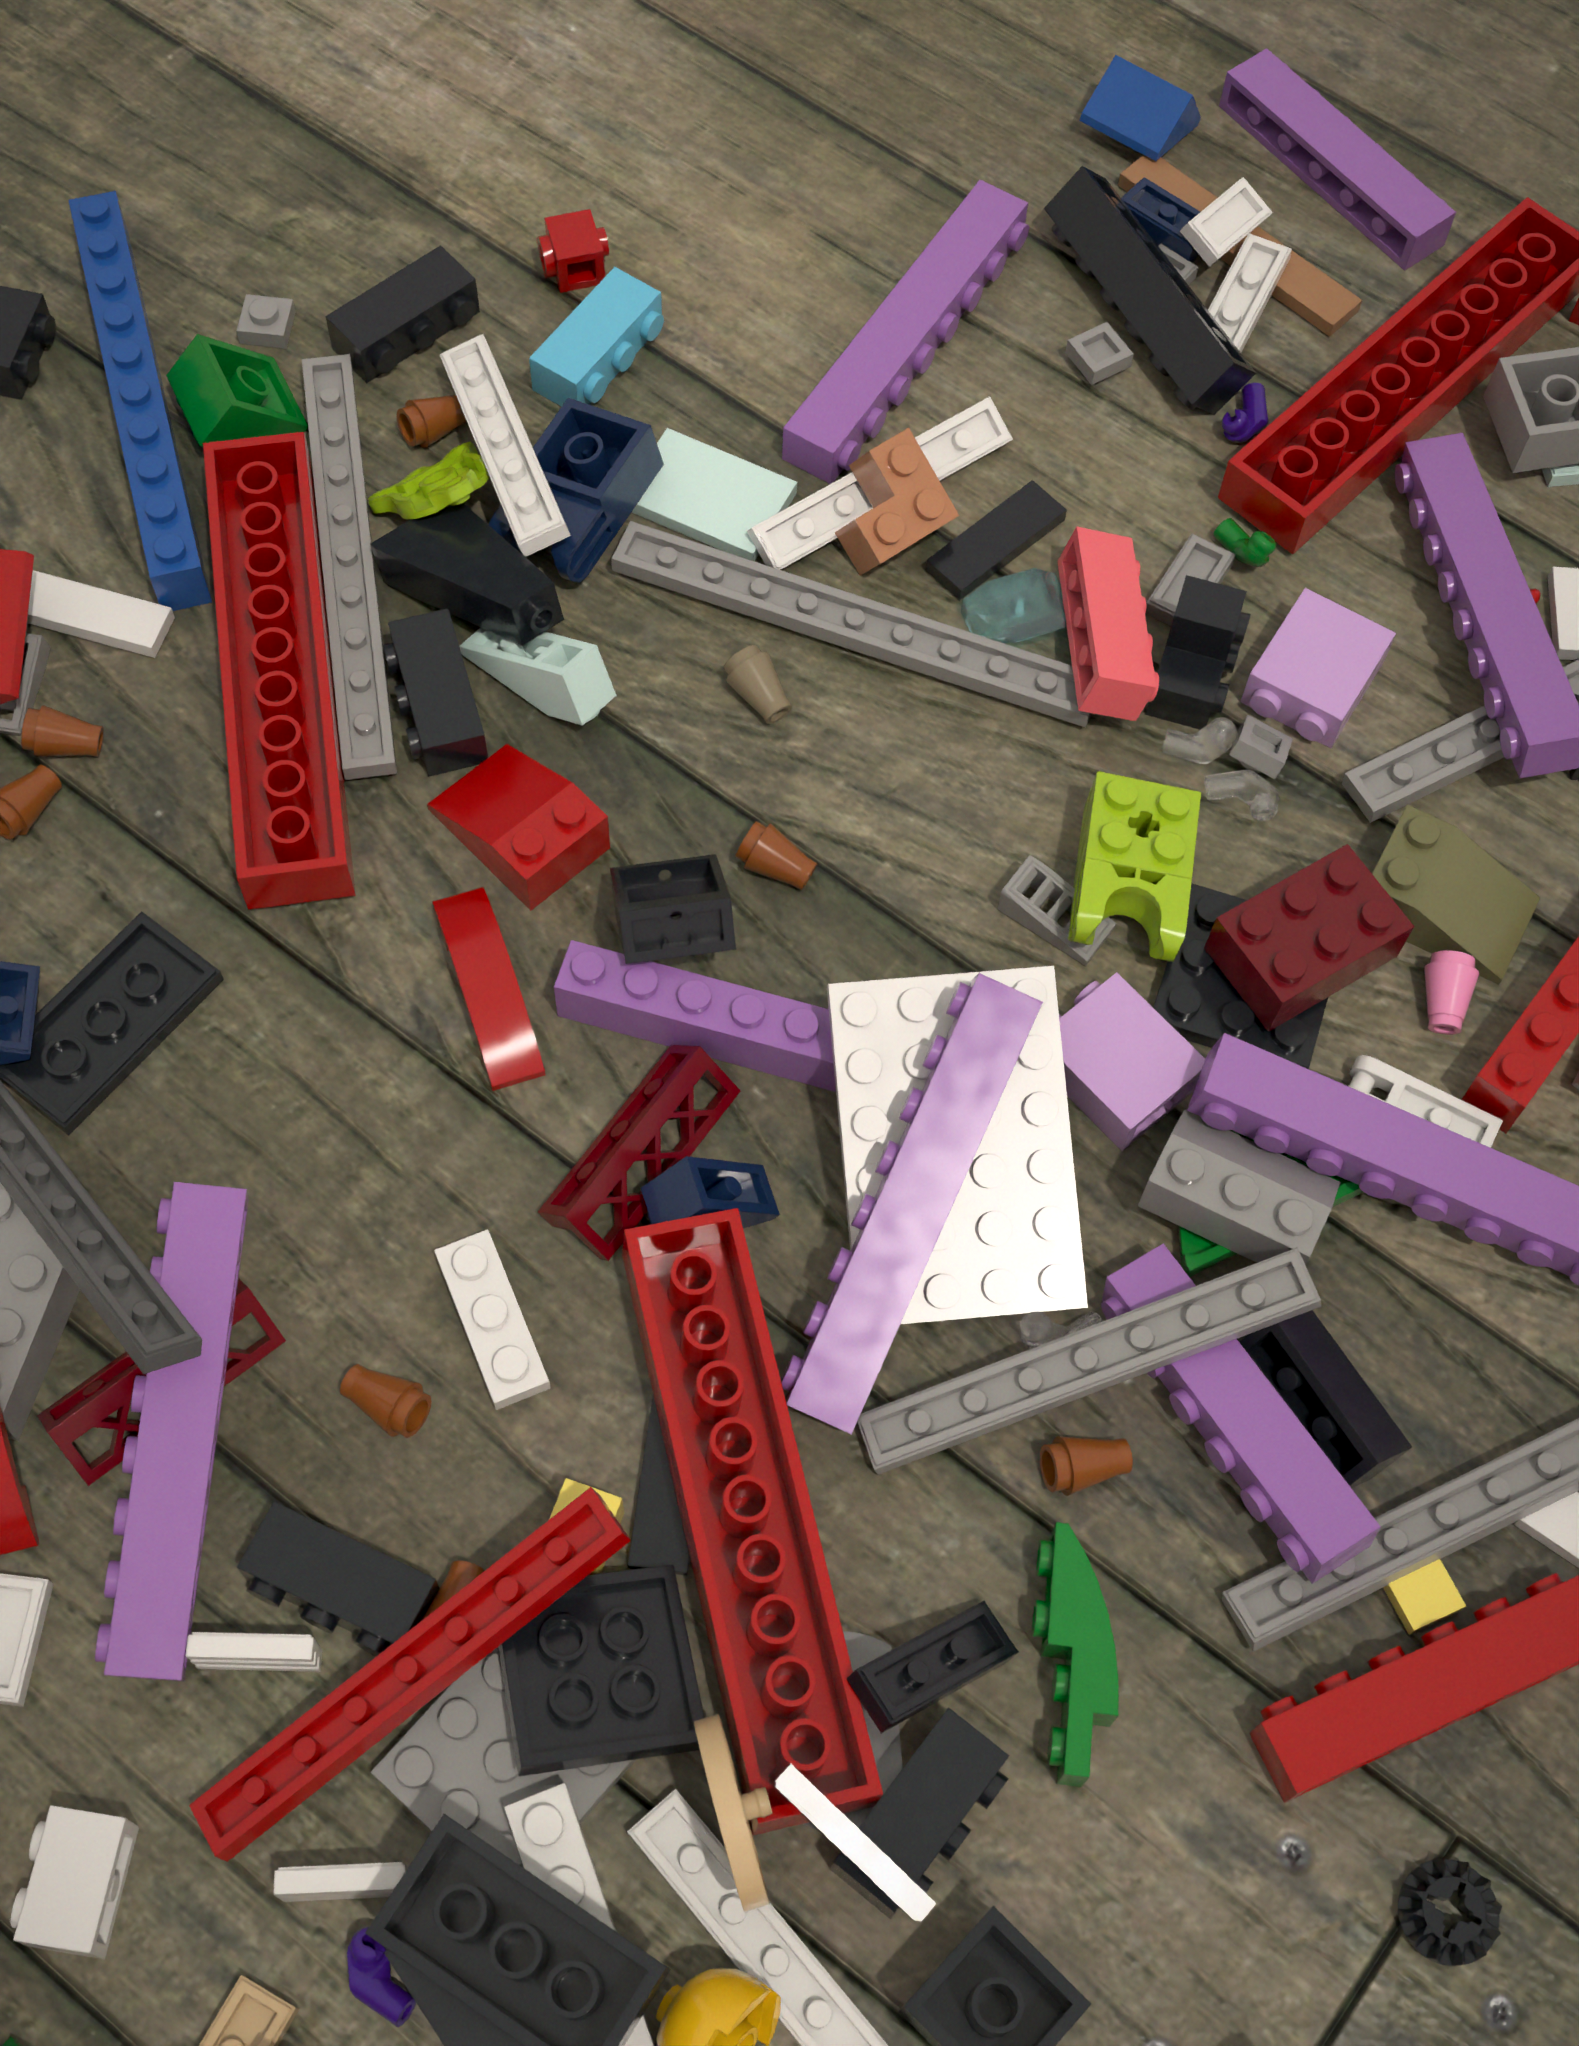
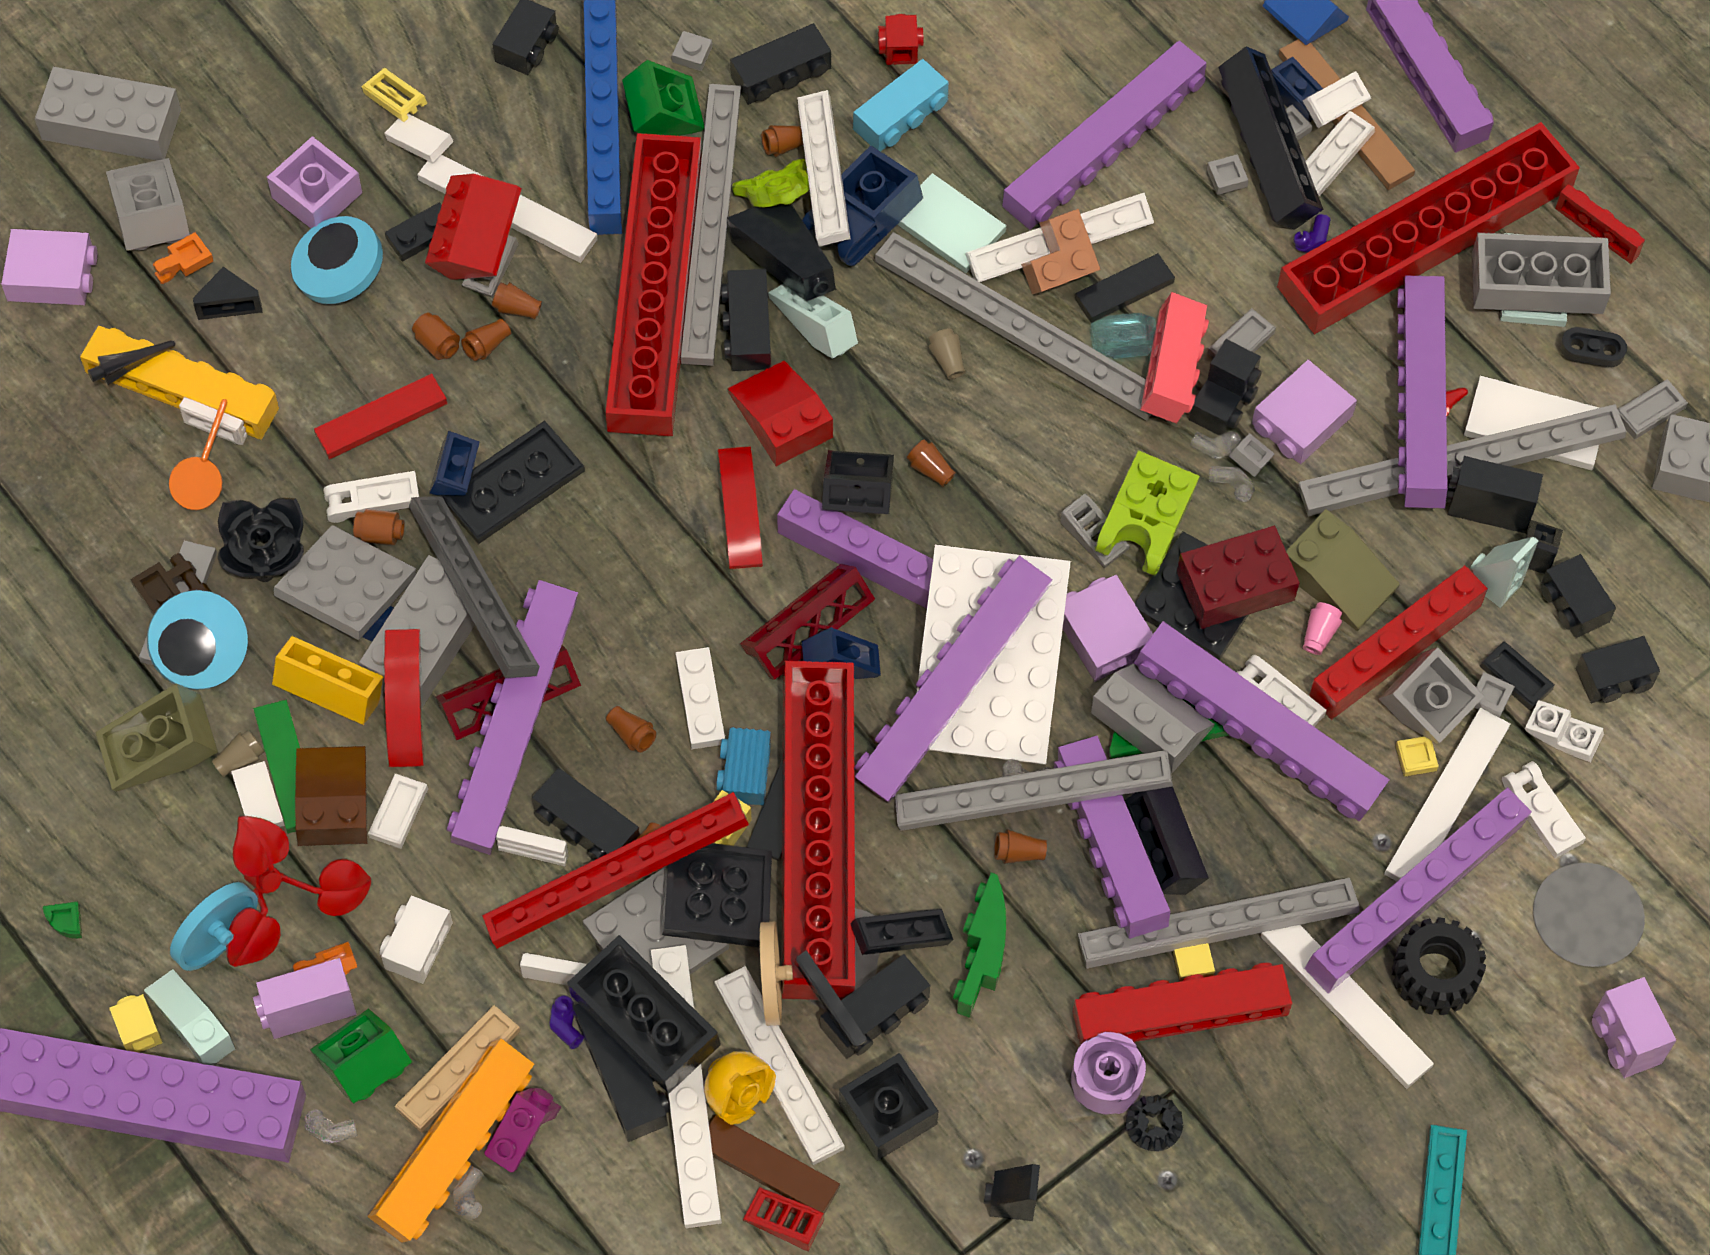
camera: 15 degrees right, 0 degrees up
(594, 1421) = (746, 764): none -> dark azure brick
(1248, 549) = (1284, 324): green arm -> none
(1378, 1820) = (1103, 1092): none -> lavender brick

